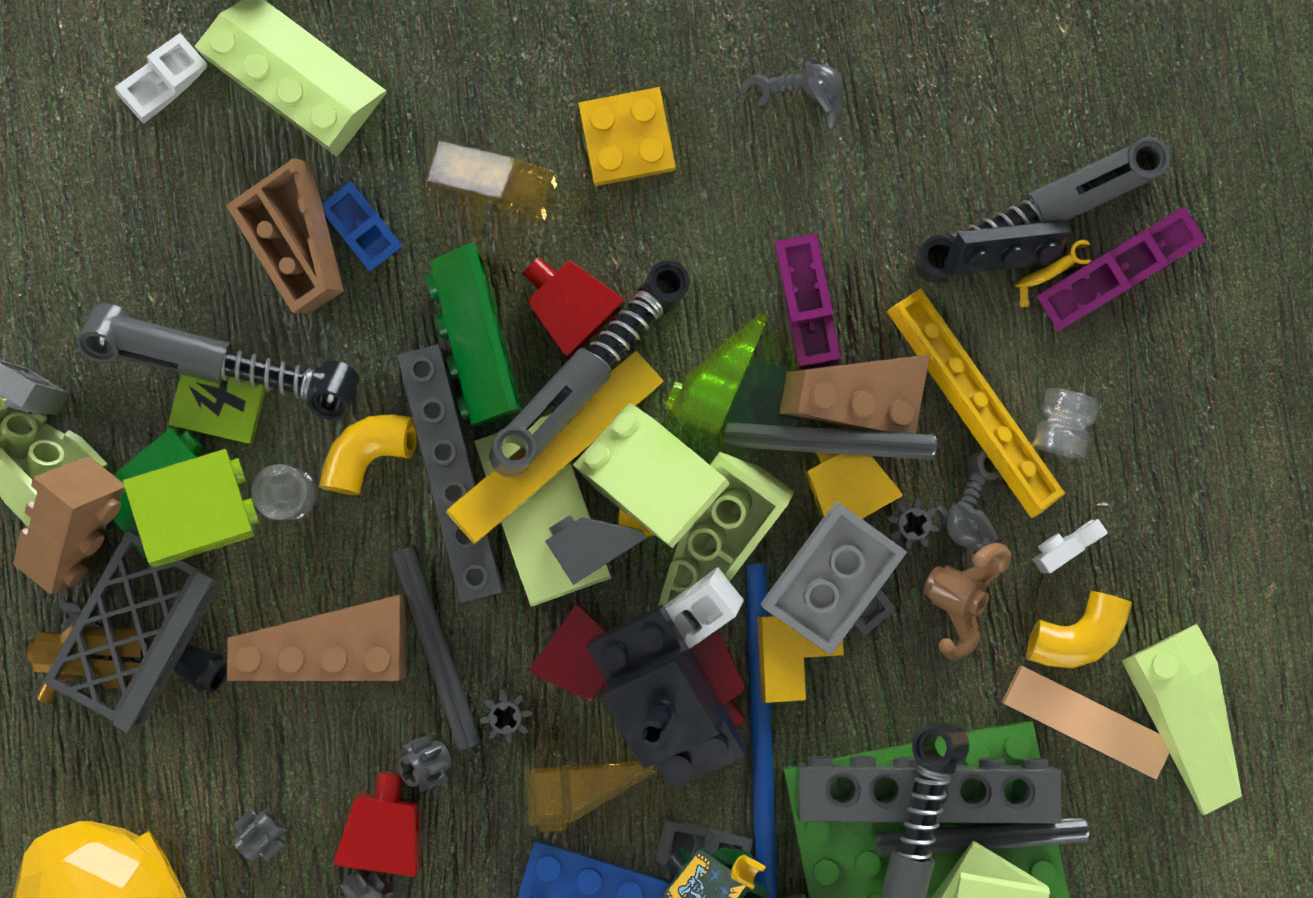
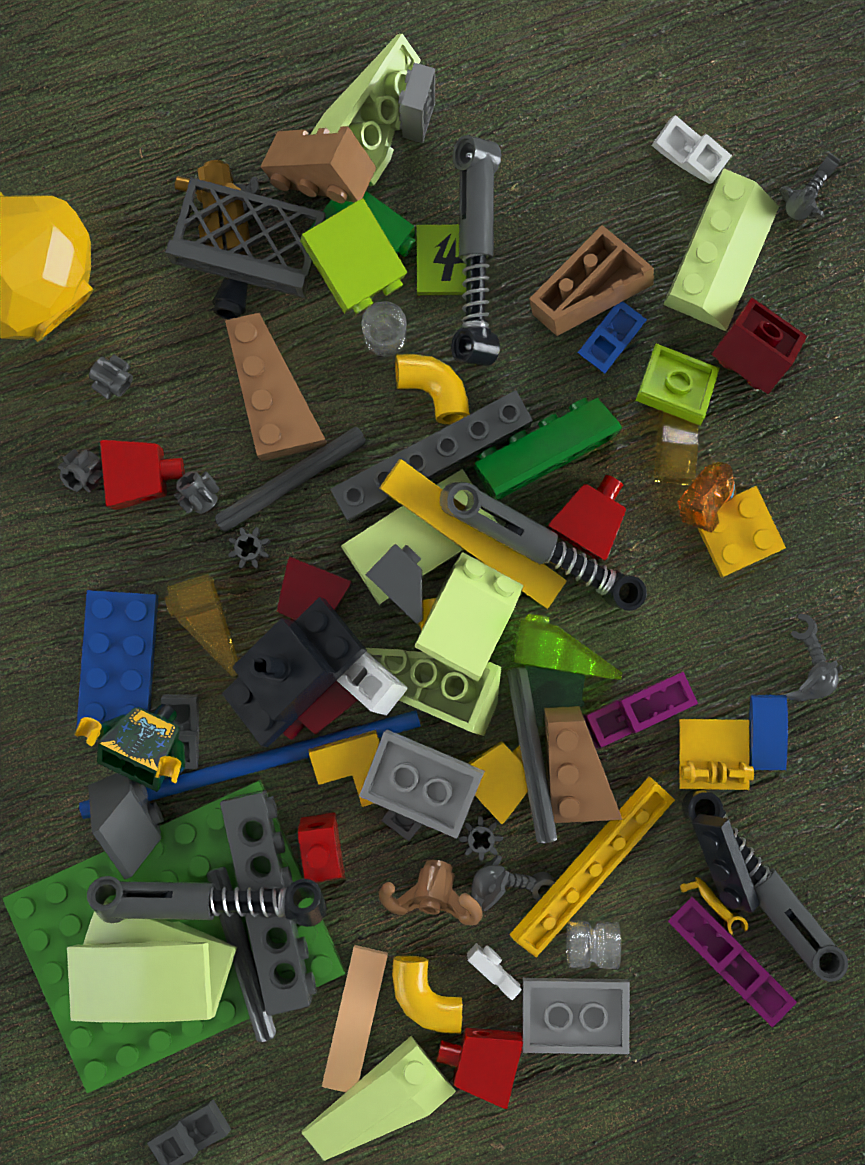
camera: 75 degrees right, 0 degrees up
(415, 57) = (759, 346): none -> dark red slope
(437, 163) = (677, 384): none -> lime tile
(576, 163) = (707, 495): none -> clear orange leg
(868, 160) = (768, 732): none -> blue slope
(879, 229) = (714, 754): none -> yellow hinge
(880, 714) = (321, 848): none -> red torso
(1142, 464) = (575, 1015): none -> light grey plate
(1172, 582) = (484, 1063): none -> red torso

